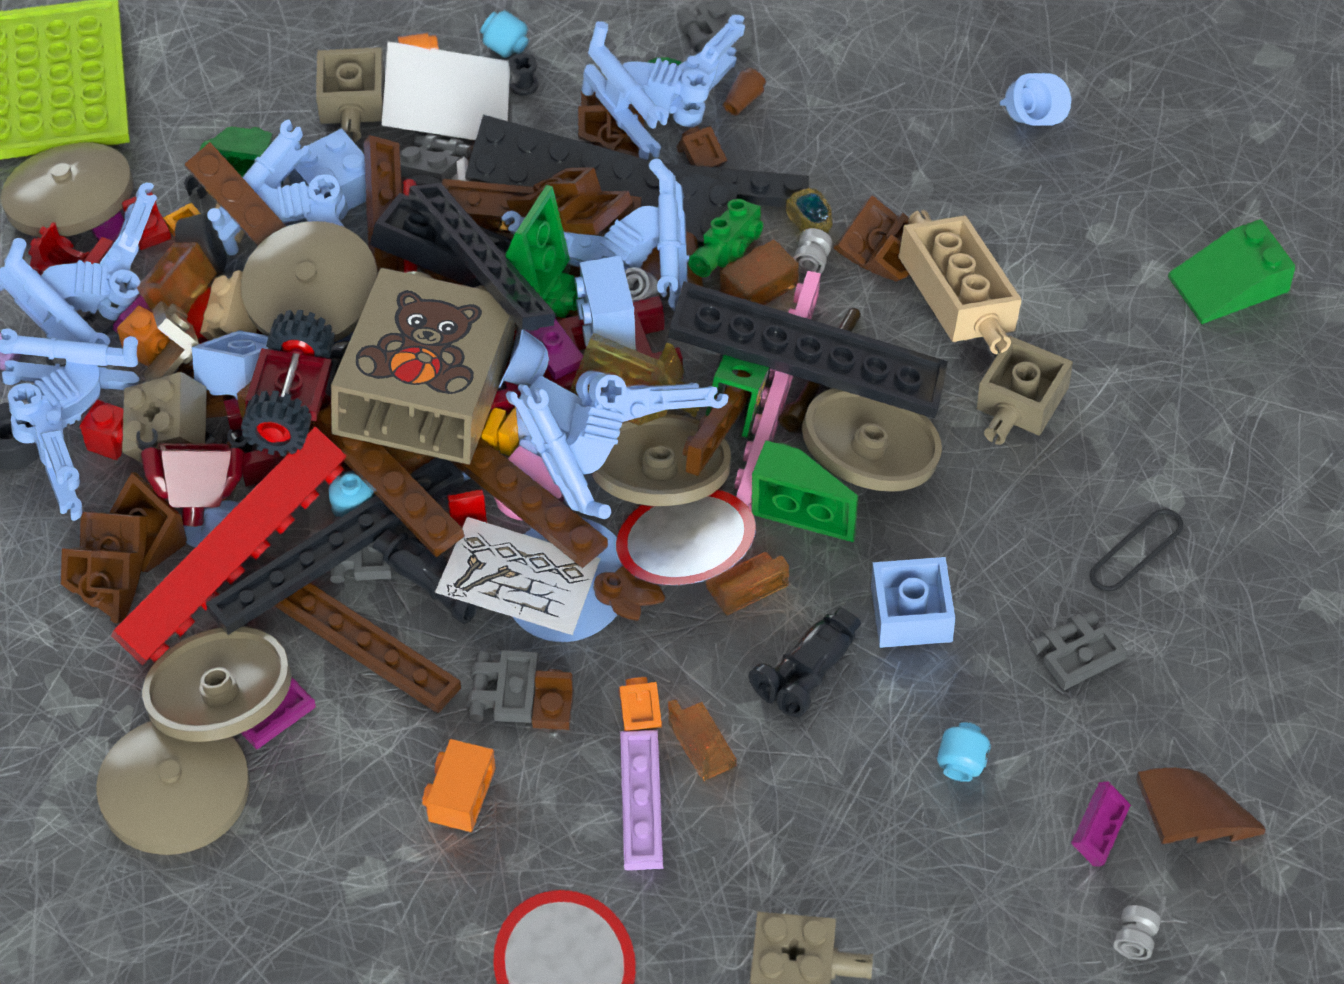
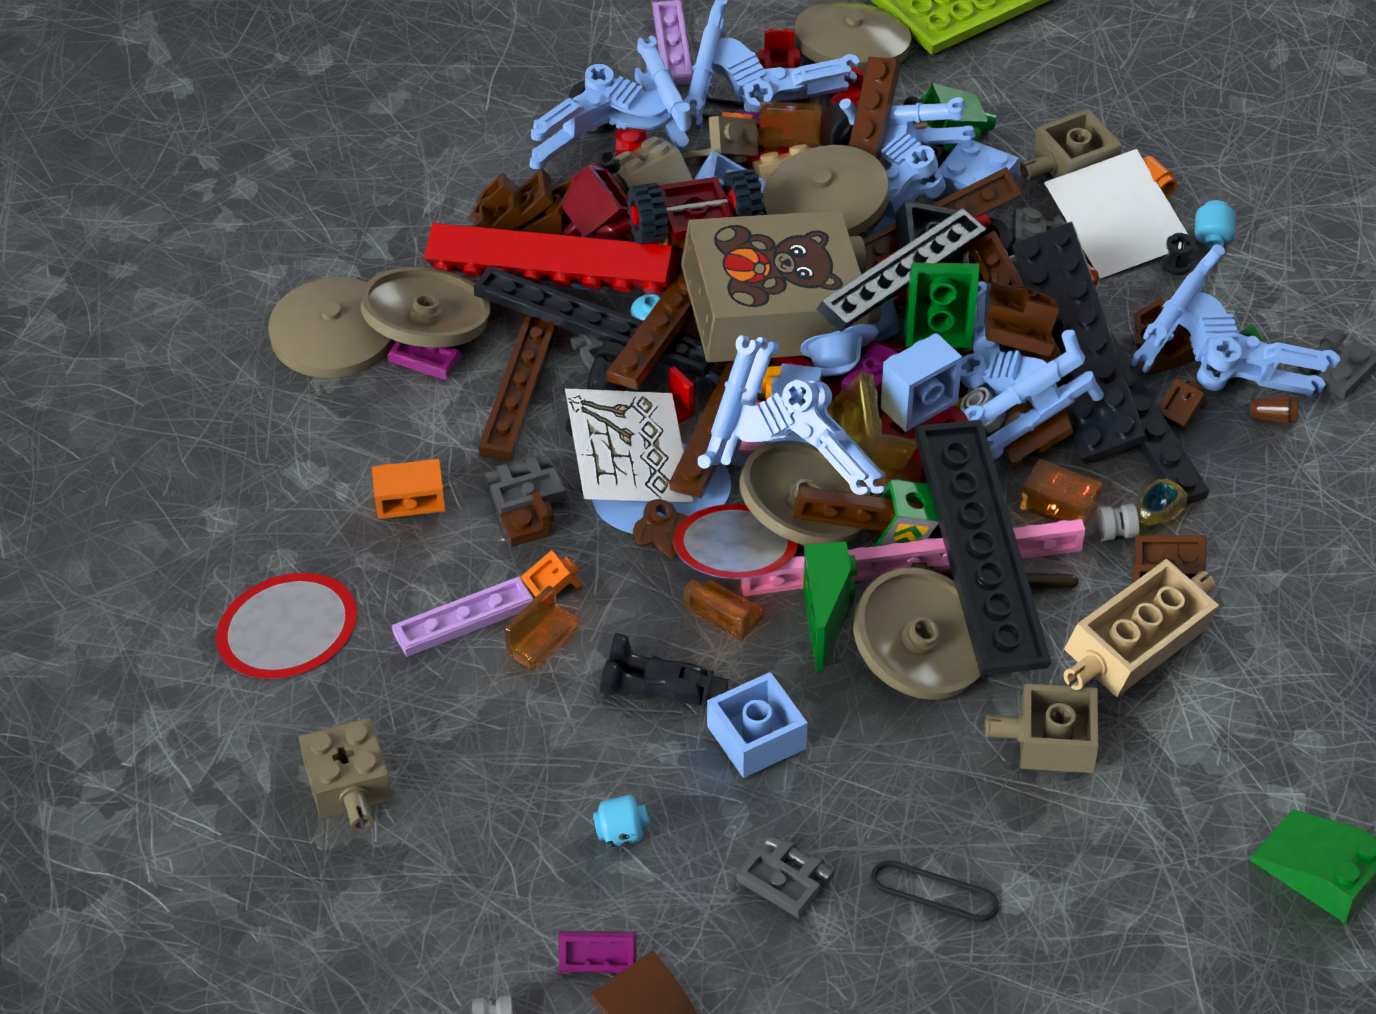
camera: 65 degrees right, 5 degrees down
(727, 237) = (1085, 451): green brick -> none

